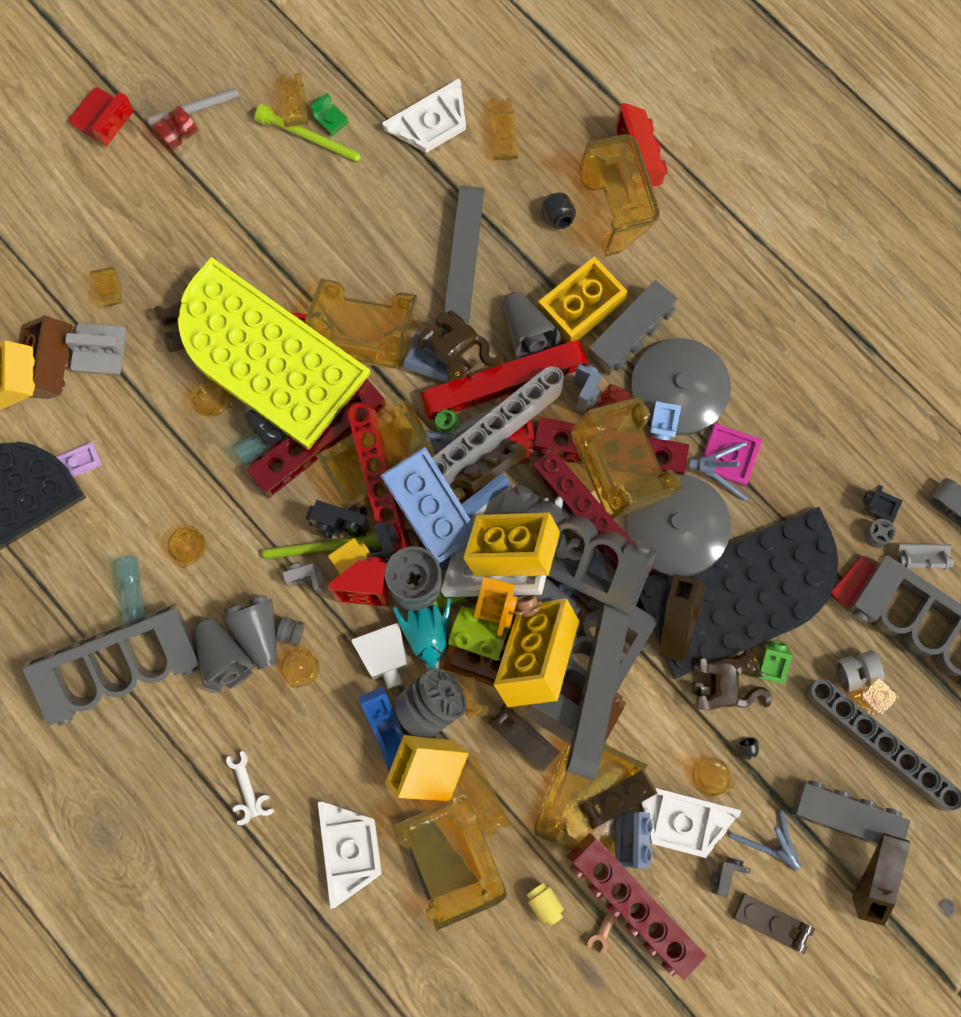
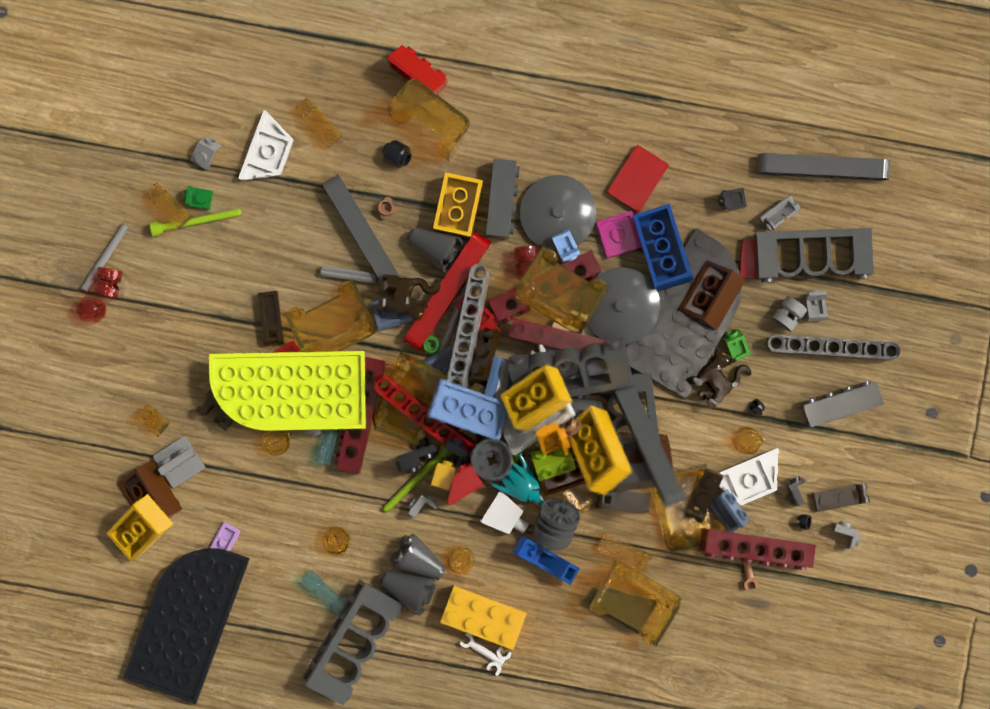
camera: 35 degrees left, 10 degrees up
(102, 115) = (51, 309): red bracket -> none
(138, 142) = (91, 309): none -> clear red head
(263, 428) = (326, 436): black arm -> none
(273, 747) = (483, 617): none -> yellow brick
(290, 631) = (439, 543): dark grey wheel -> none
(305, 277) = (271, 317): none -> dark brown plate
(349, 851) = (572, 641): white wing -> none
(369, 78) = (205, 152): none -> light grey bracket
(413, 287) = (348, 274): none -> light grey axle
(426, 768) = (582, 562): yellow brick -> none
(502, 250) = (391, 208): none -> medium nougat plate
(545, 904) = (705, 585): light yellow brick -> none
(587, 379) = (508, 263): sand blue bracket -> none
(681, 616) = (663, 362): dark brown slope -> none
(708, 465) = (612, 253): sand blue plant -> none
(711, 918) = (804, 521): none -> black hinge
(753, 964) = (844, 528): none -> light grey bracket
(769, 497) = (663, 247): none -> blue brick
(783, 851) = (818, 452): sand blue plant -> none
(788, 585) = (711, 294): none -> reddish brown slope
(792, 412) = (638, 178): none -> red tile
(876, 698) = (810, 323): clear yellow bracket -> none
(881, 880) = (883, 428): dark brown slope -> none
(884, 529) = (745, 215): dark grey wheel -> none
(900, 680) = (816, 305): none -> light grey bracket

